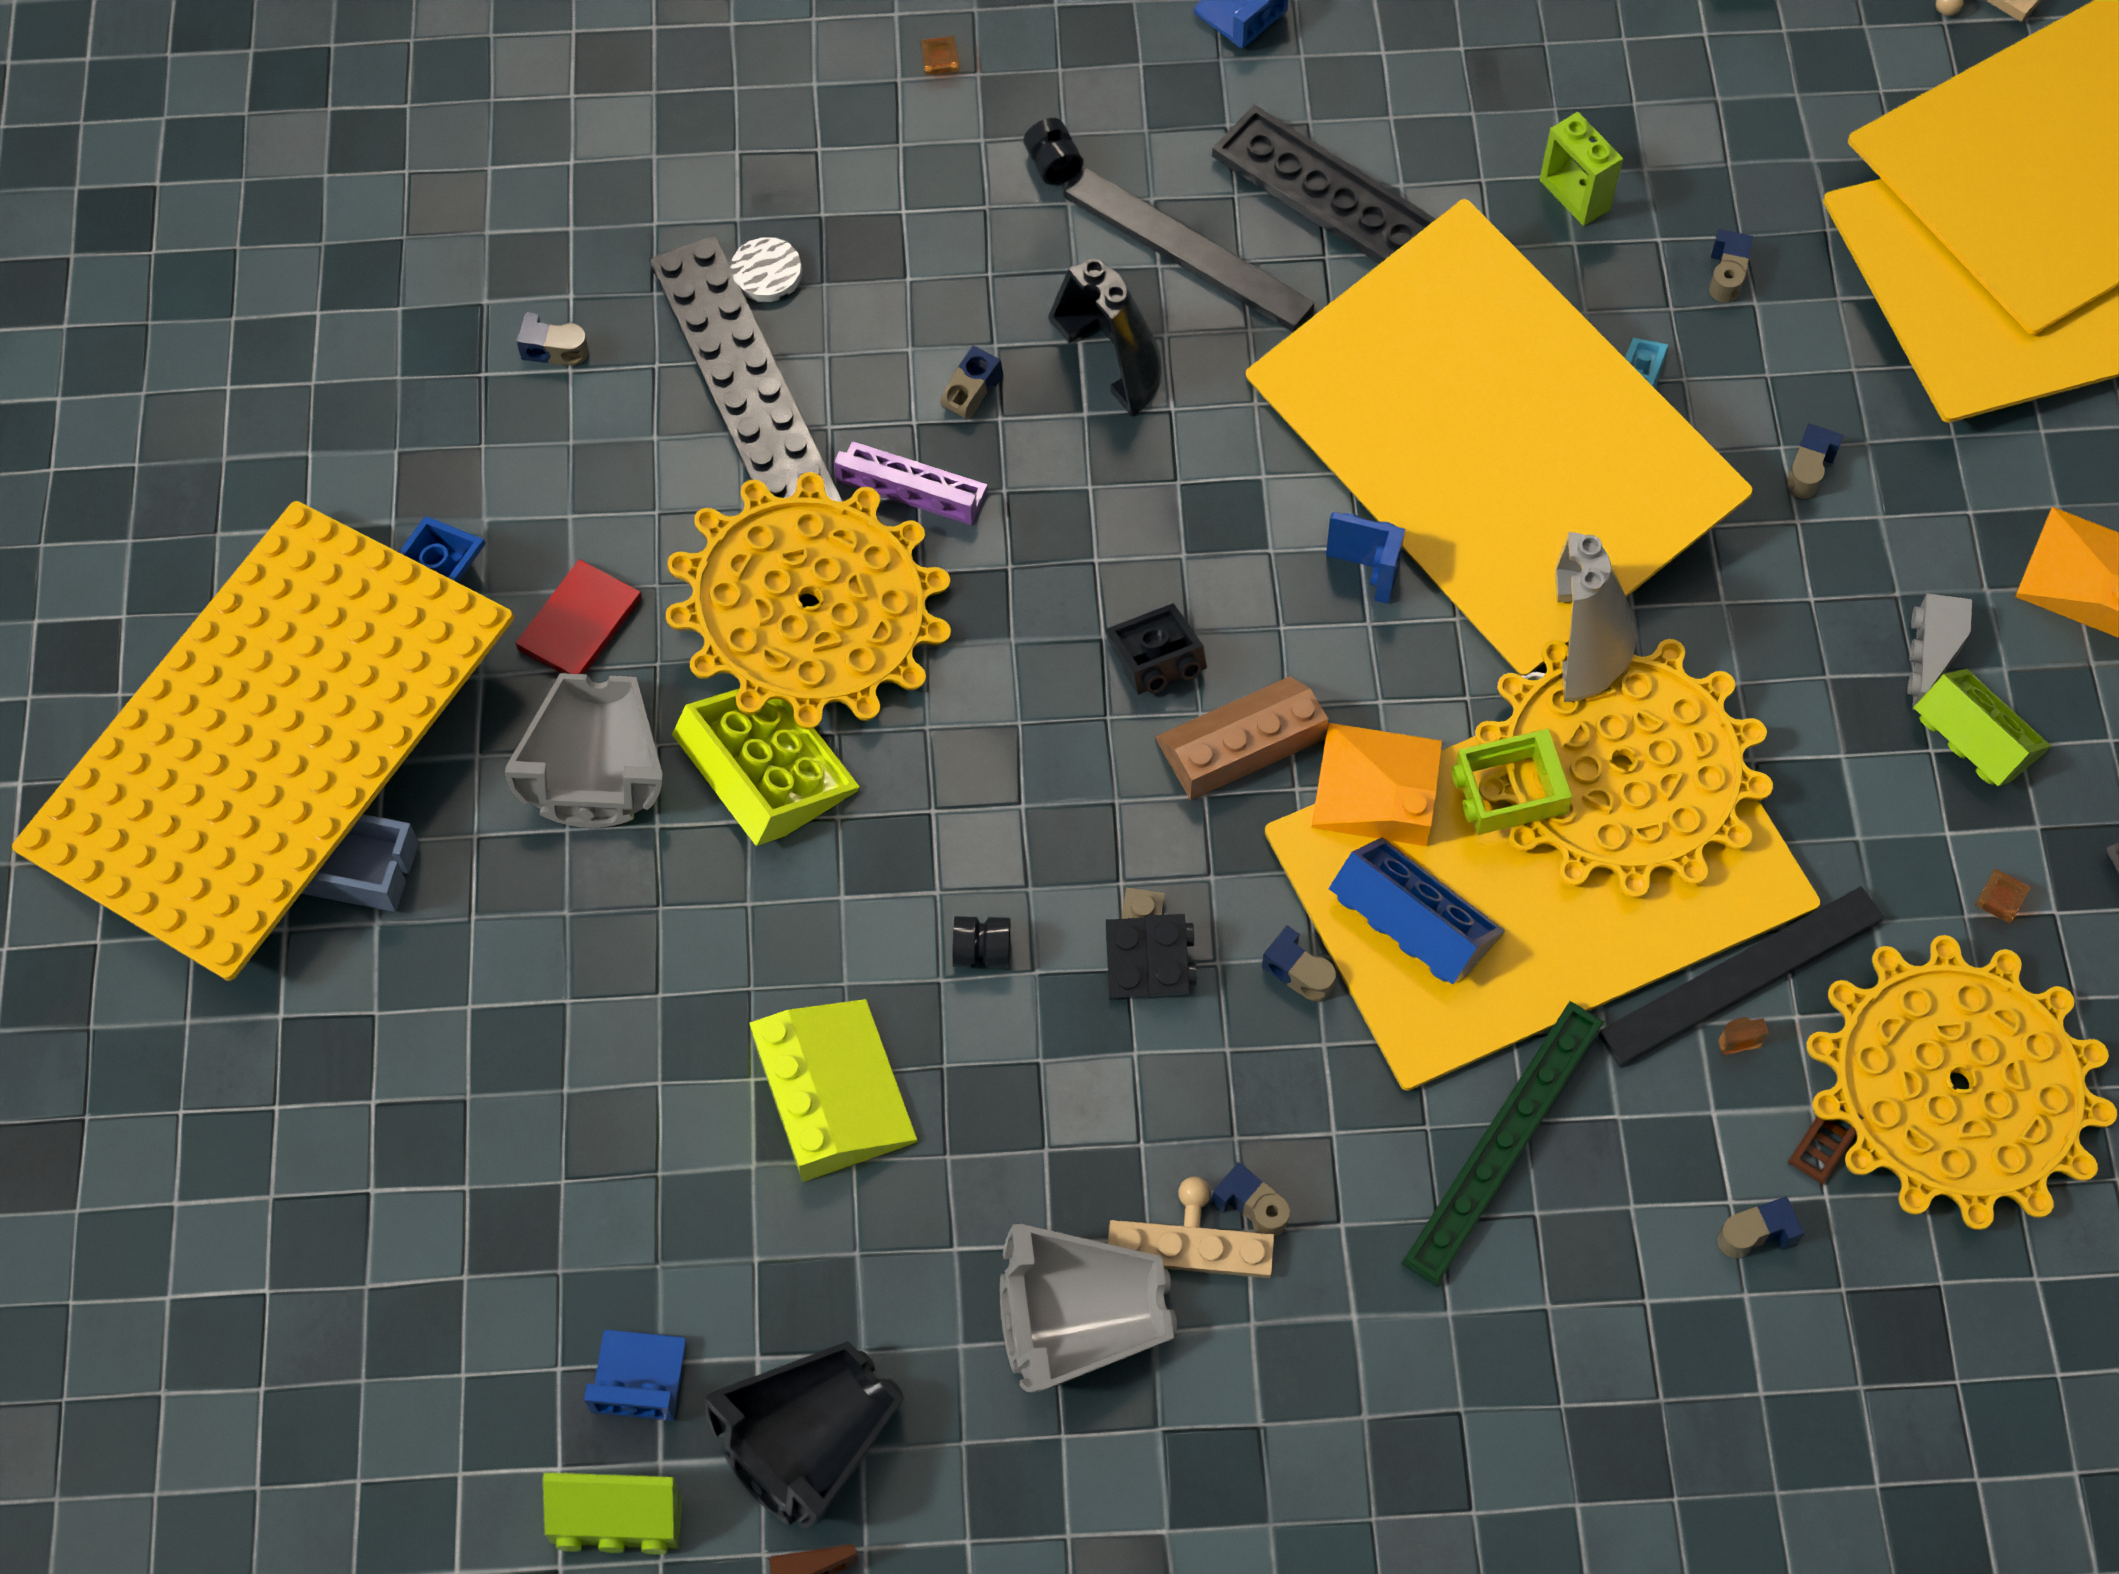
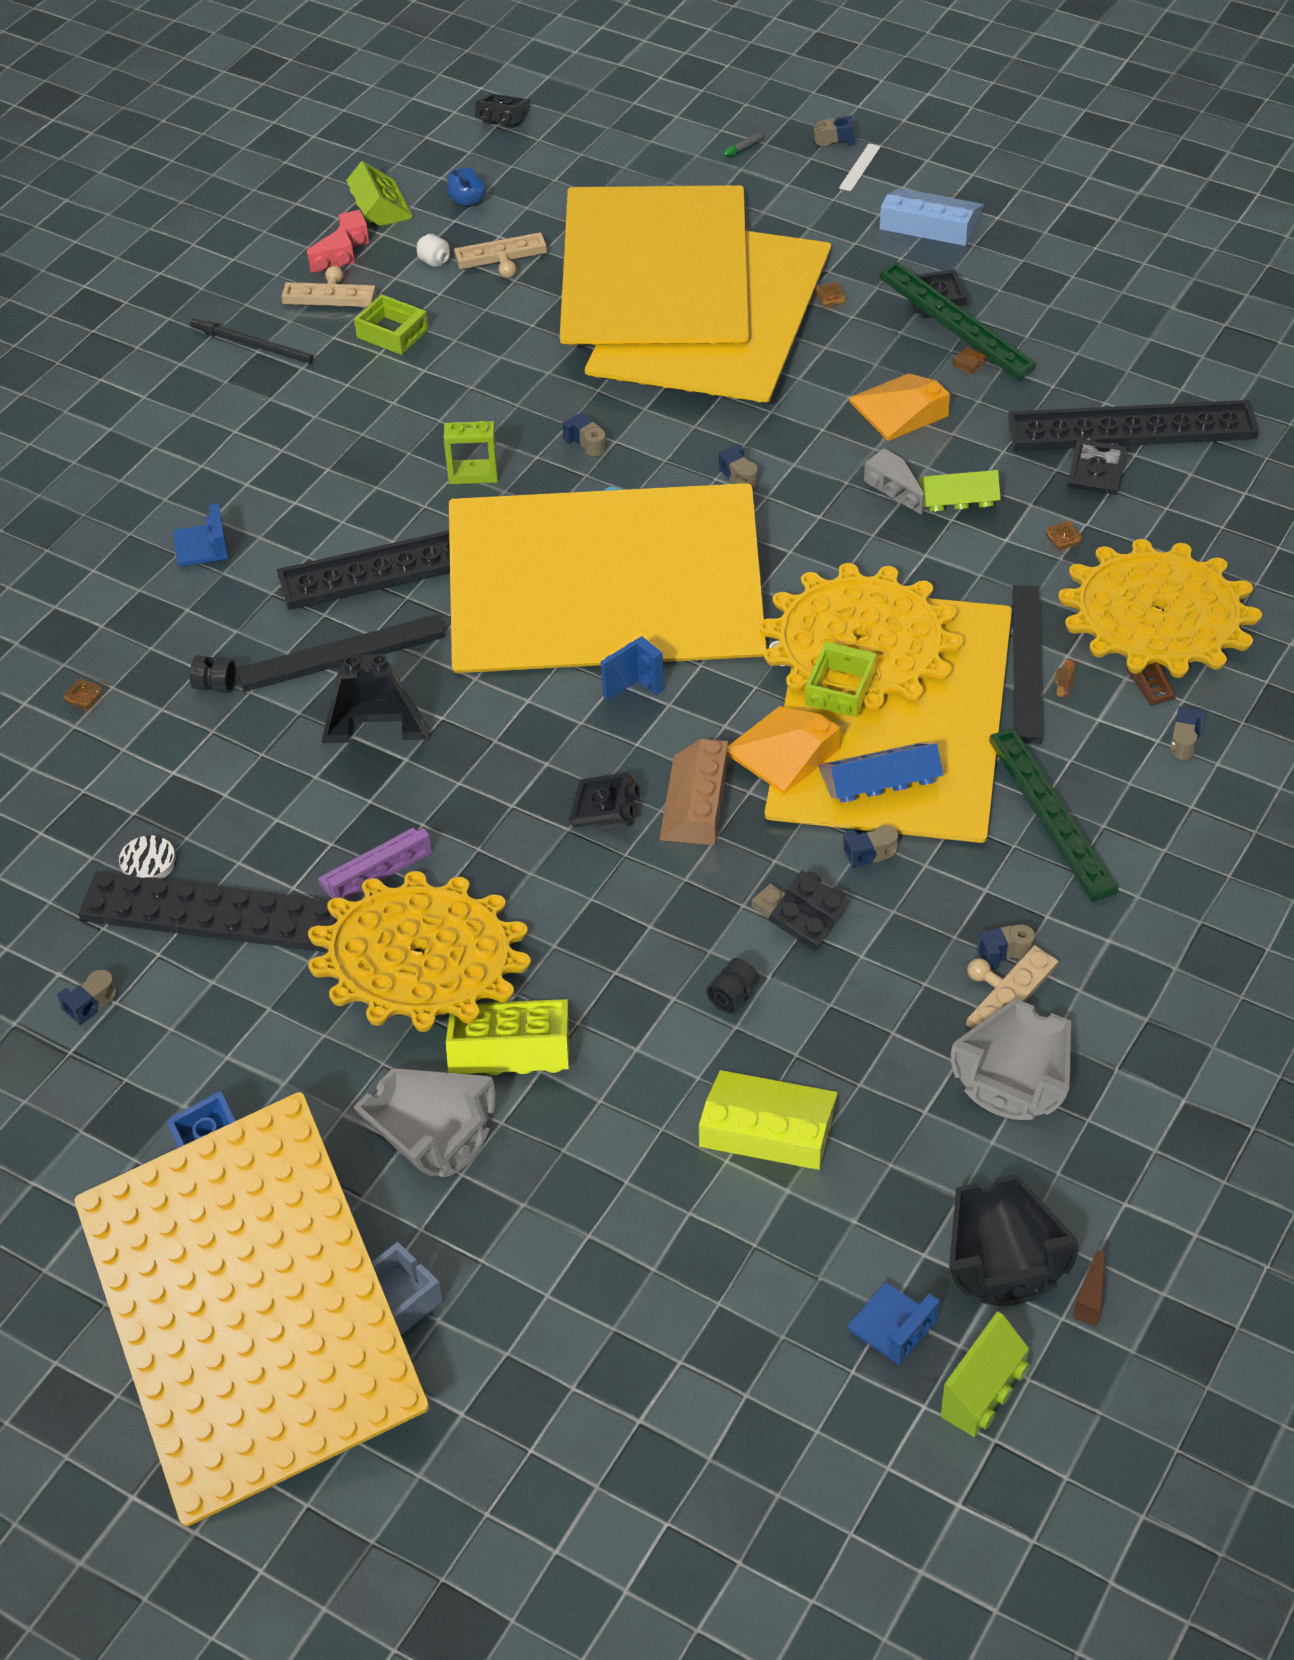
camera: 55 degrees left, 15 degrees down
(578, 620) = (320, 1082): red tile -> none
(971, 382) = (336, 795): leg -> none
(1601, 619) = (762, 567): light grey cone -> none

